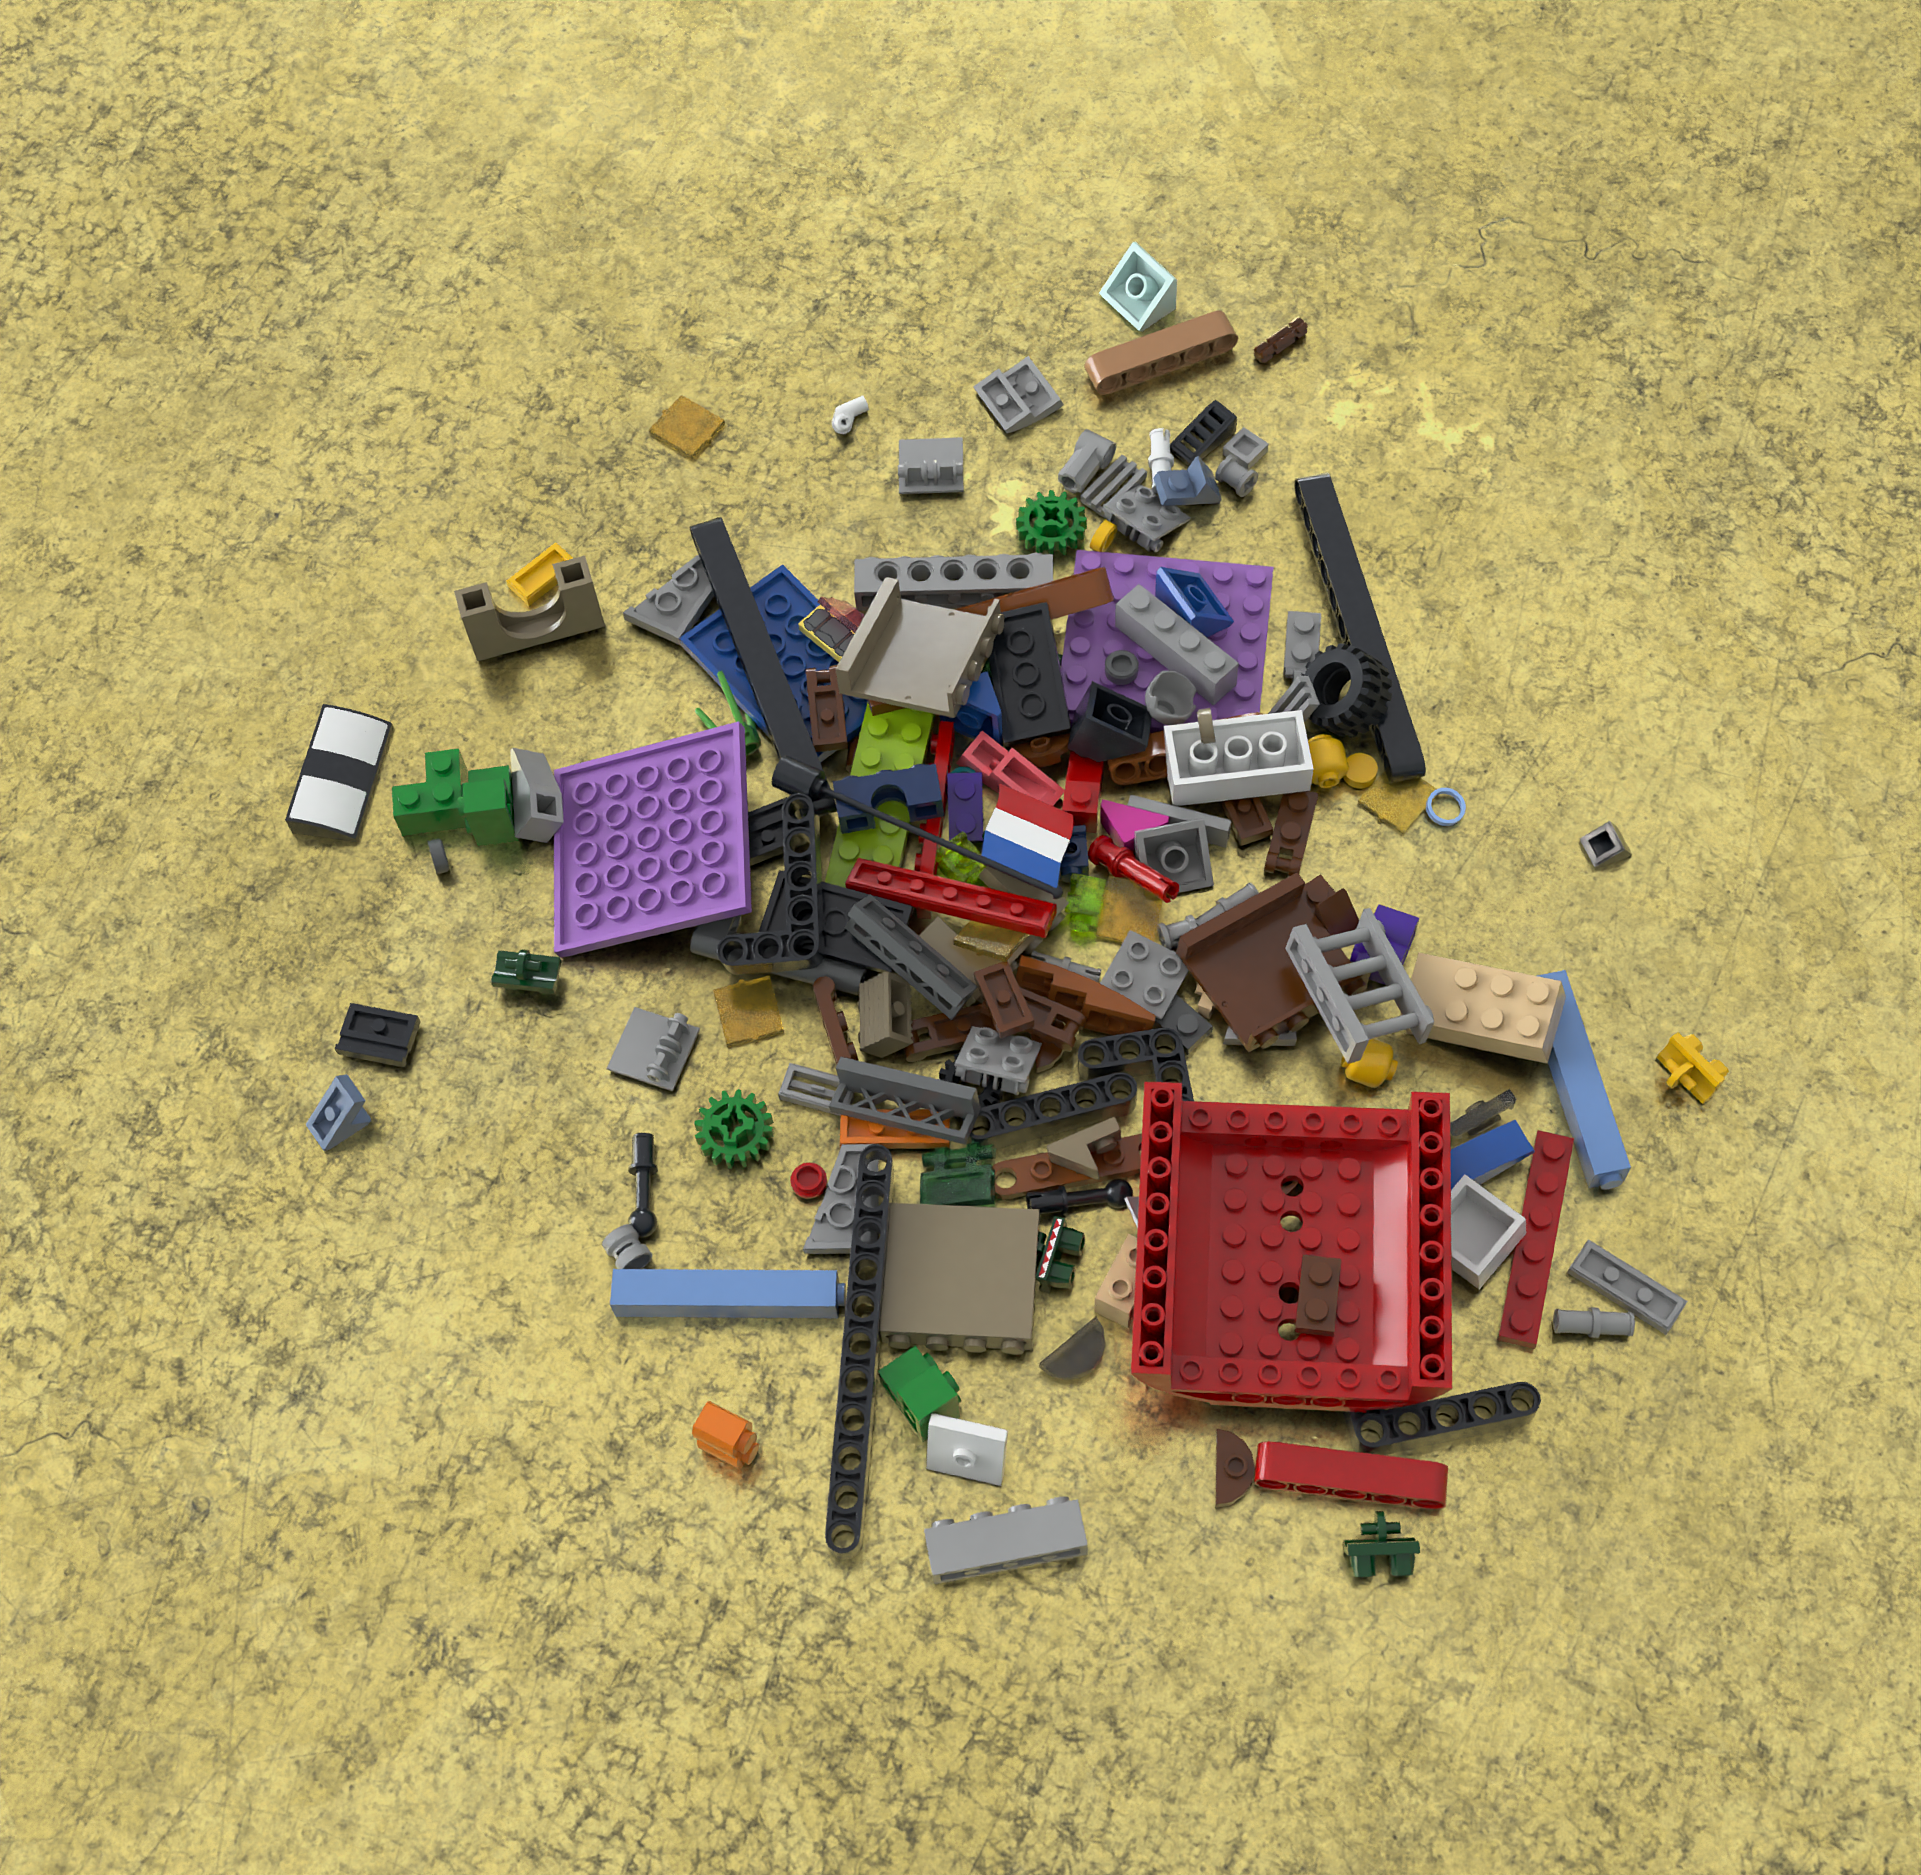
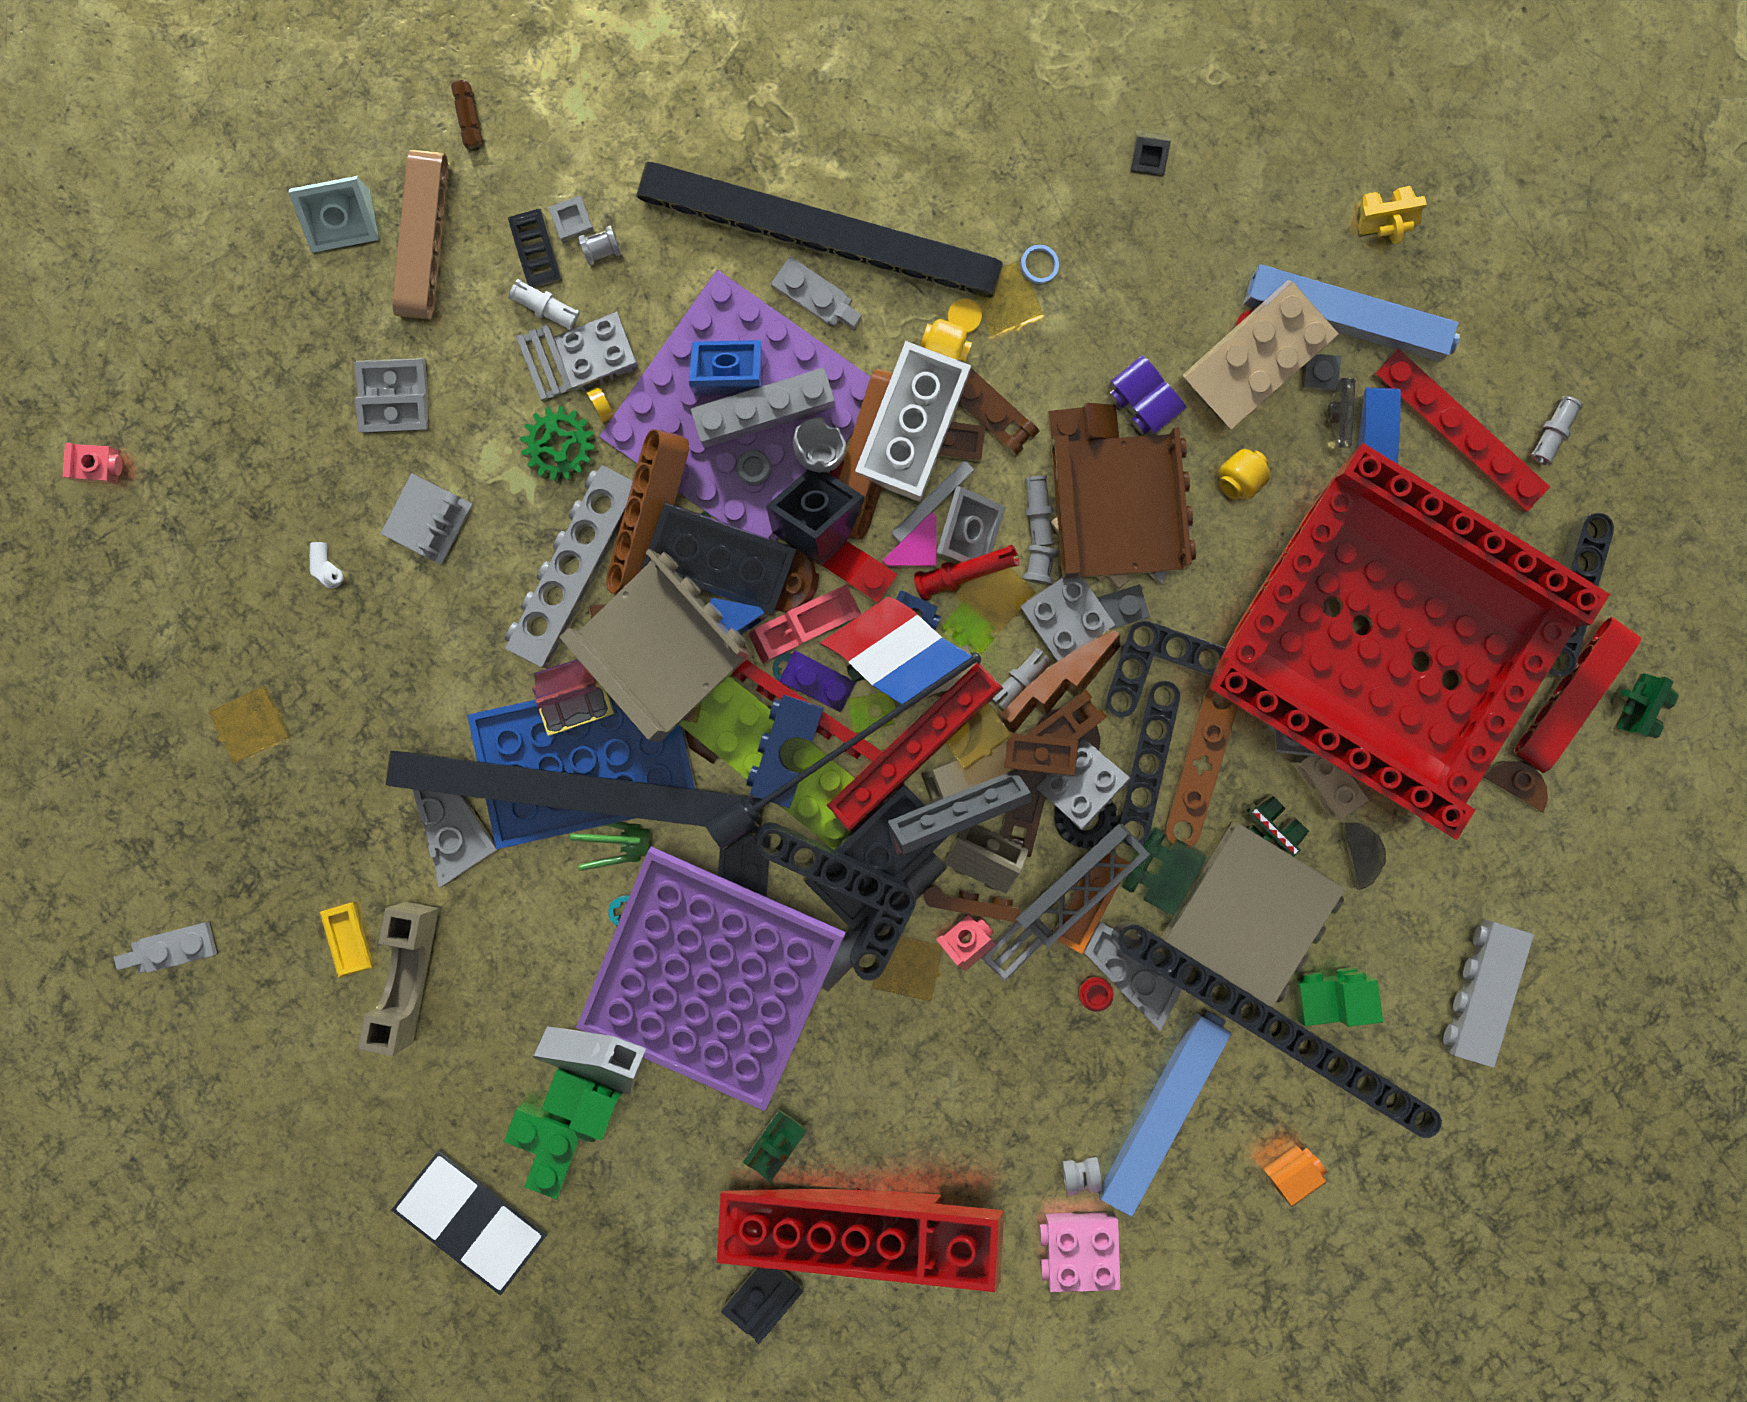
camera: 65 degrees left, 25 degrees up
(338, 1113) = (824, 1365): sand blue slope -> none
(438, 856) = (610, 1170): dark grey tile -> none
(468, 456) = (169, 949): none -> light grey hinge
(478, 1072) = (863, 1236): none -> red slope
(553, 1285) = (1081, 1251): none -> bright pink brick
(643, 1167) = (1060, 1149): black pin -> none
(654, 1048) = (902, 1066): light grey hinge -> none
(746, 1138) = (1010, 1048): green gear -> none
(797, 1040) = (967, 954): none -> coral brick
(826, 710) = (654, 757): reddish brown plate -> none
(836, 228) = (78, 462): none -> coral brick
(966, 1449) = (1409, 988): white plate -> none
(1060, 1200) = (1241, 745): black pin -> none
(1076, 1150) = (1201, 764): dark tan slope -> none
(1089, 455) = (502, 367): light grey piece -> none
(1187, 486) = (589, 298): sand blue slope -> none
(1206, 726) = (884, 436): dark tan tile -> none
(1295, 696) = (881, 356): light grey tile -> none
(1318, 1295) = (1446, 644): reddish brown plate -> none
(1338, 1007) = (1209, 480): light grey fence -> none
(1364, 698) = (886, 311): black tyre -> none
(1481, 1231) = (1454, 471): white piece -> none
(1508, 1078) = (1321, 373): none -> dark grey plate
(1627, 1287) = (1538, 384): light grey tile -> none

